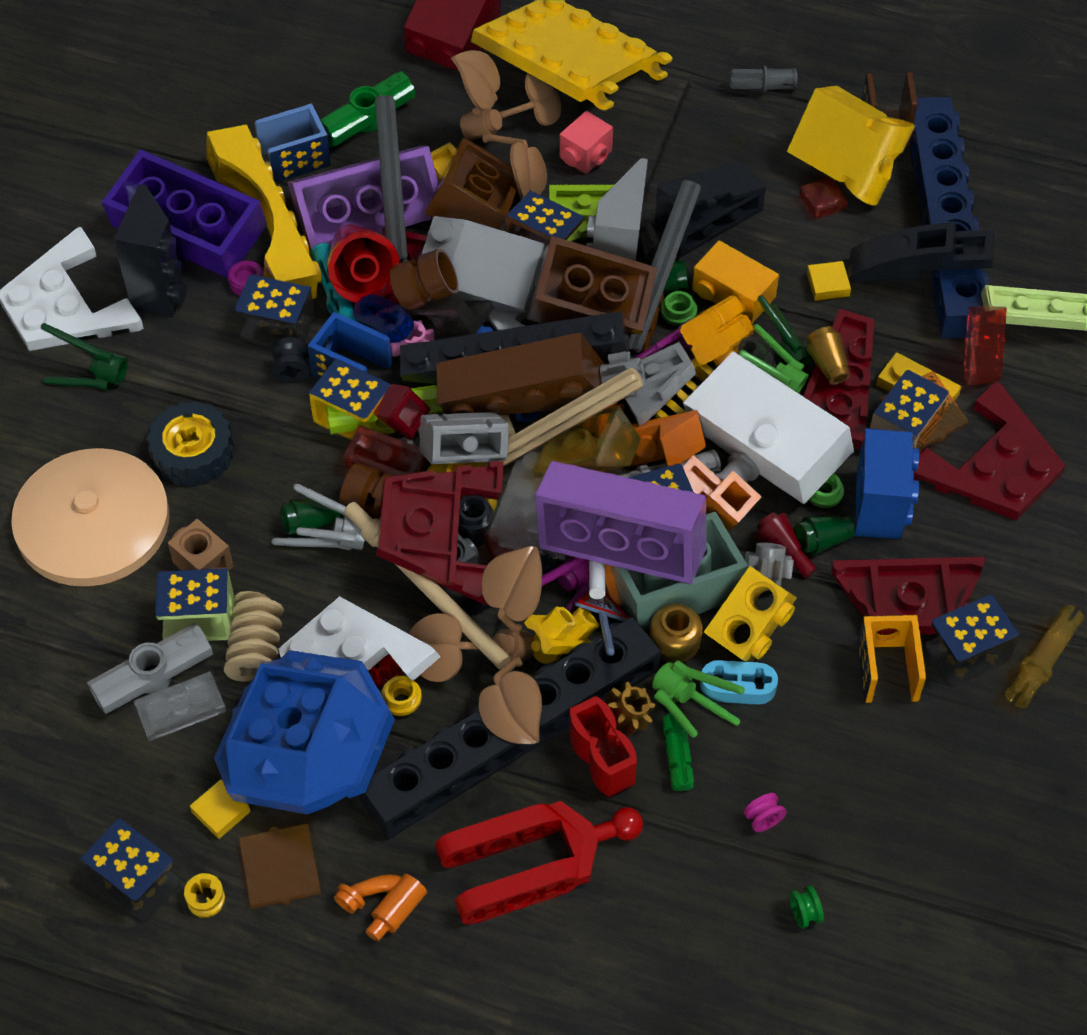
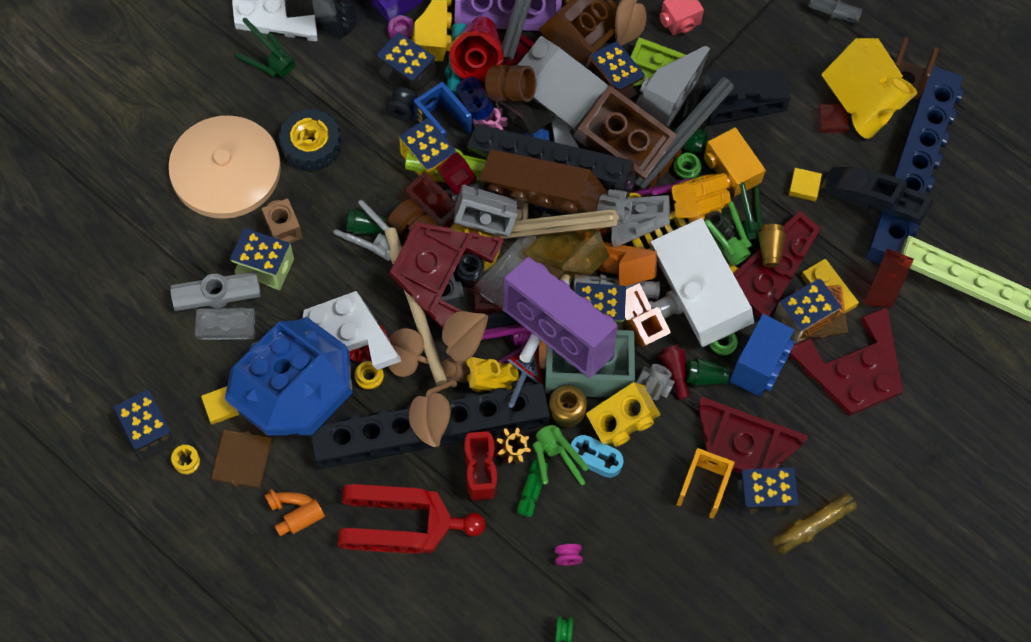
camera: 20 degrees right, 10 degrees up
(252, 635) = (289, 294): tan piece -> none

